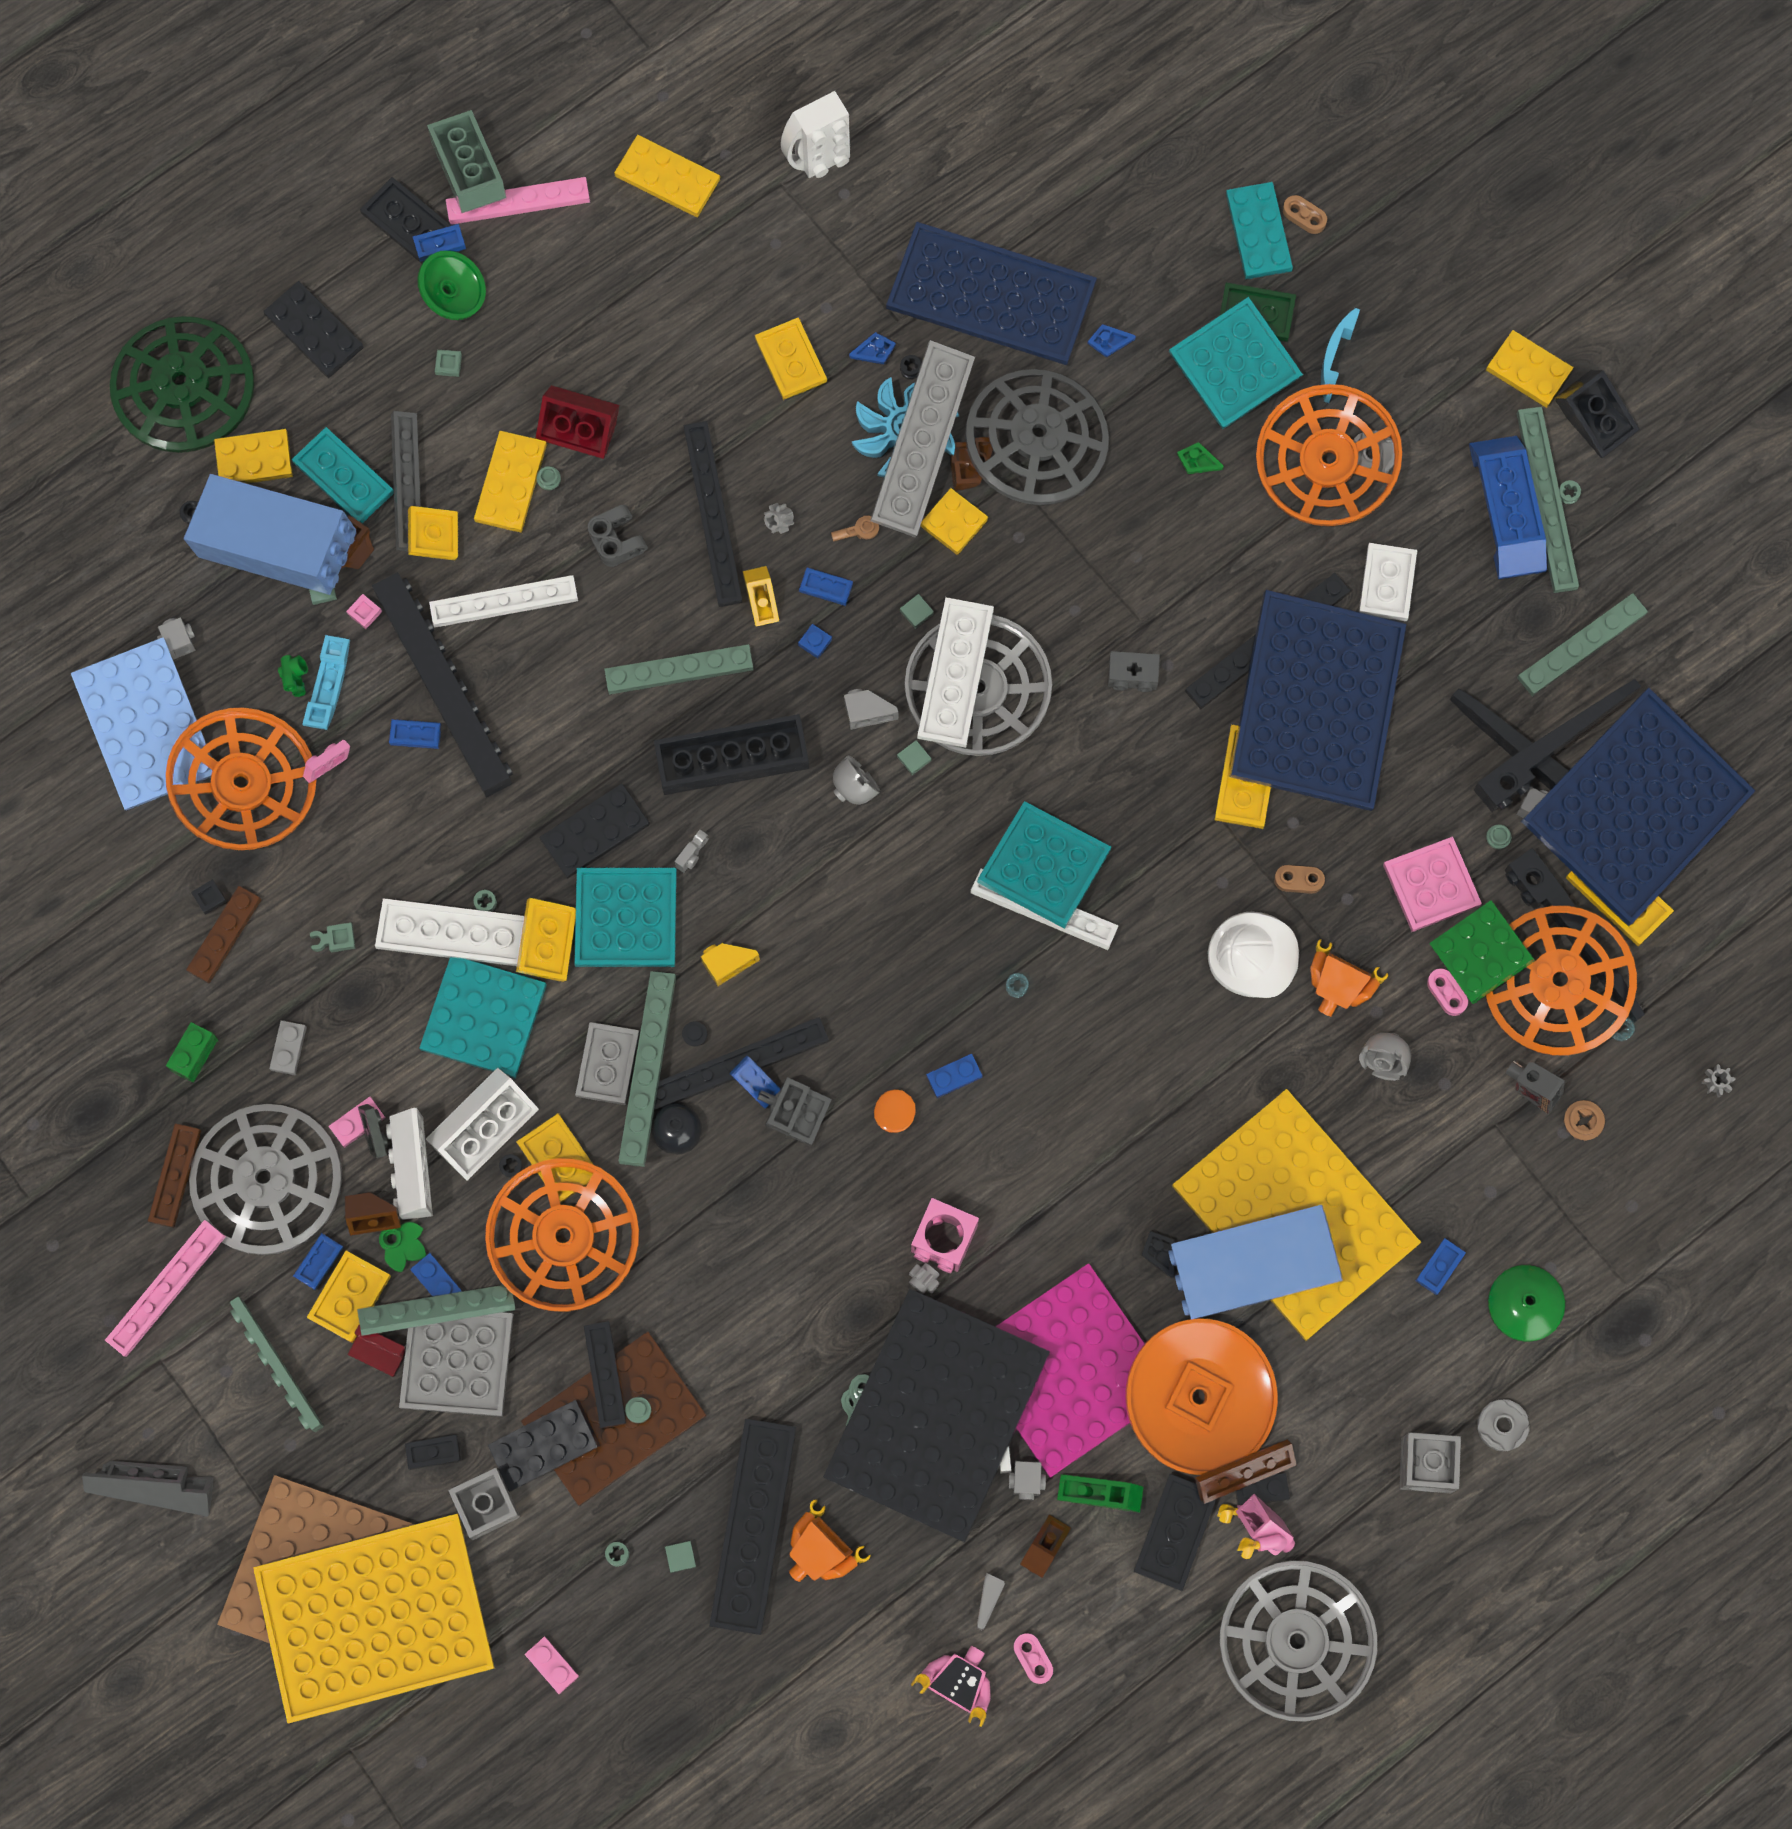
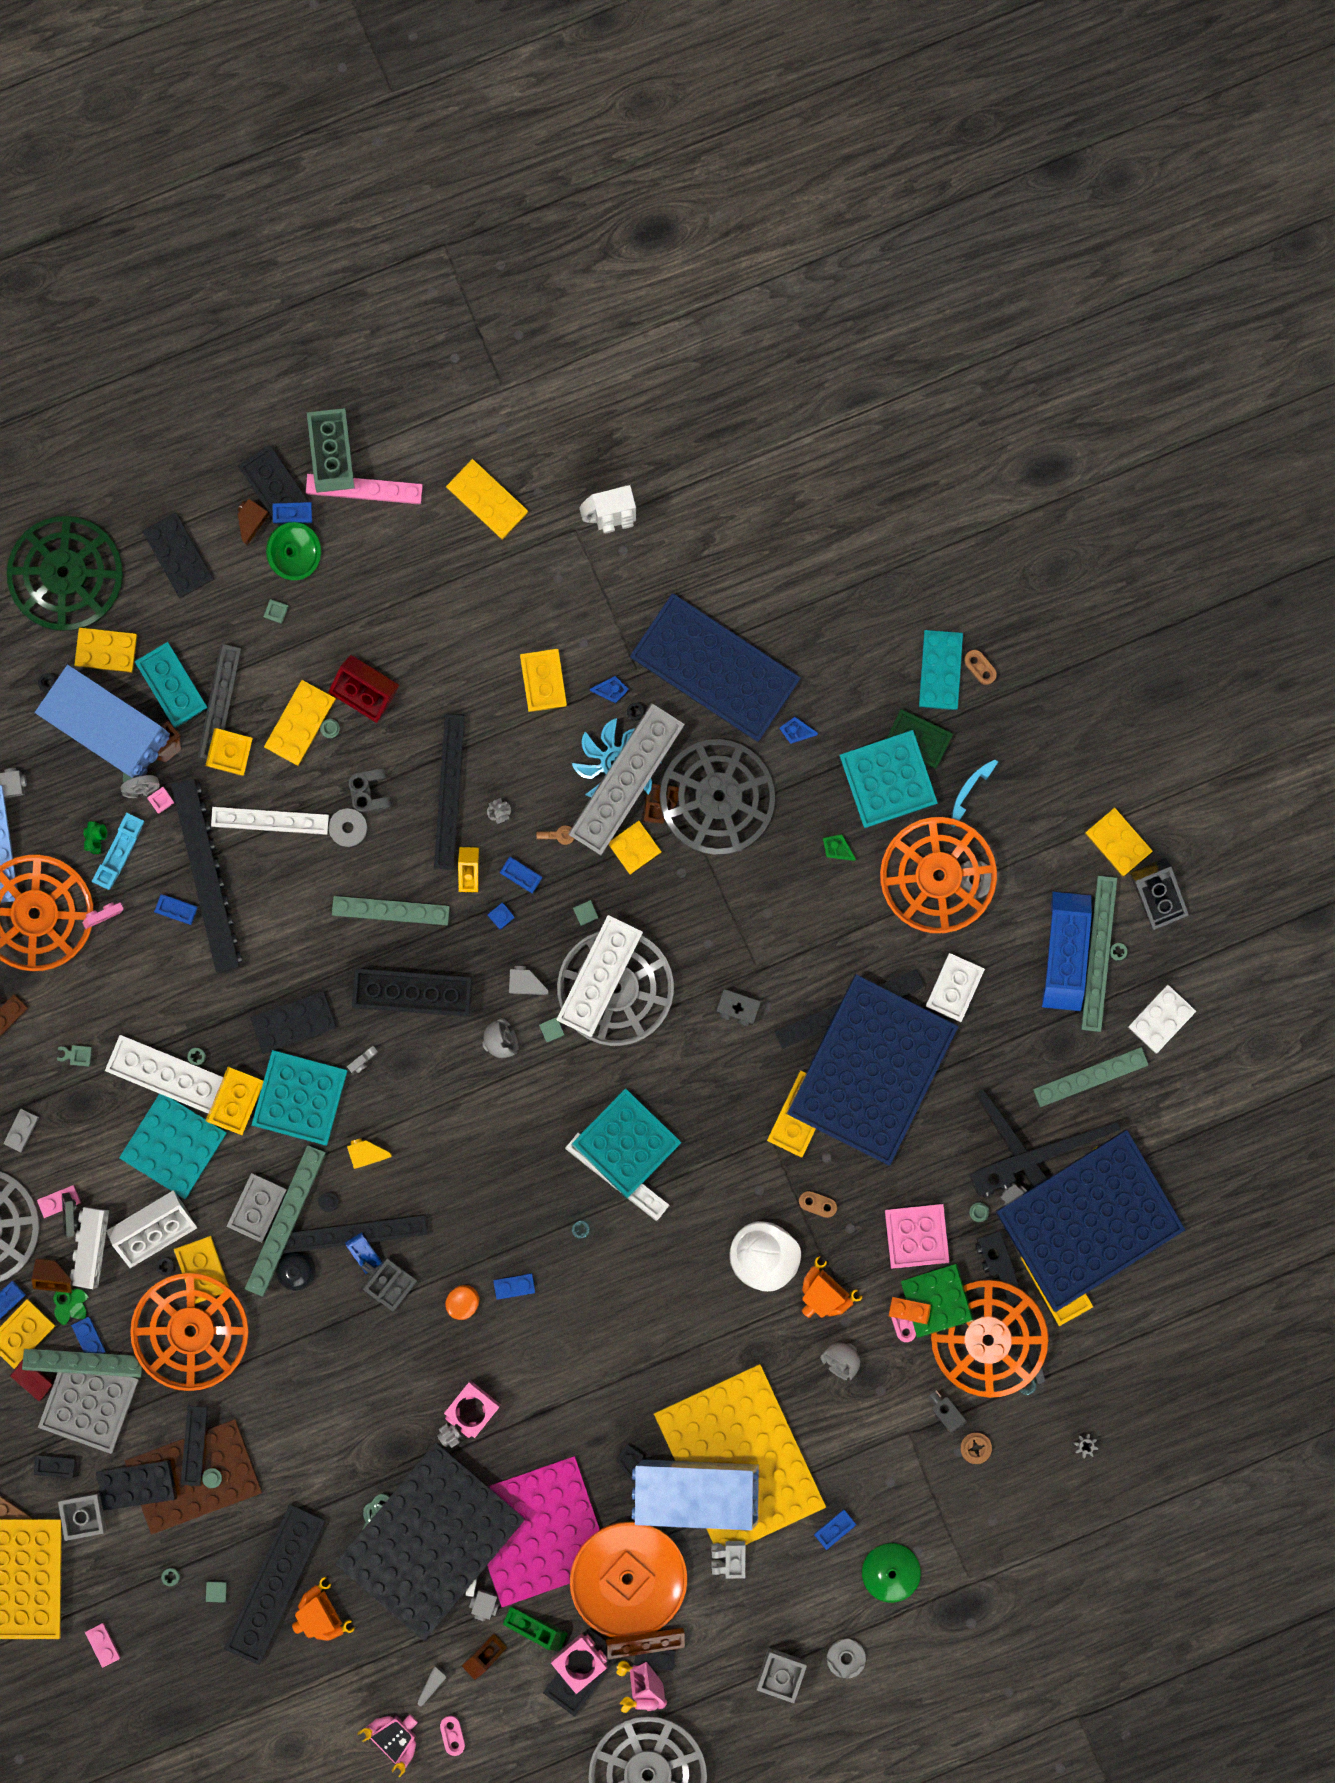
camera: 10 degrees right, 10 degrees up
(334, 597) = (143, 784): none -> light grey tile
(392, 264) = (250, 519): none -> reddish brown slope
(596, 573) = (336, 827): none -> light grey tile
(1147, 1518) = (578, 1681): none -> bright pink brick
(1327, 1335) = (734, 1559): none -> light grey plate
(1452, 971) = (909, 1310): none -> orange plate
(1646, 556) = (1161, 1019): none -> white plate

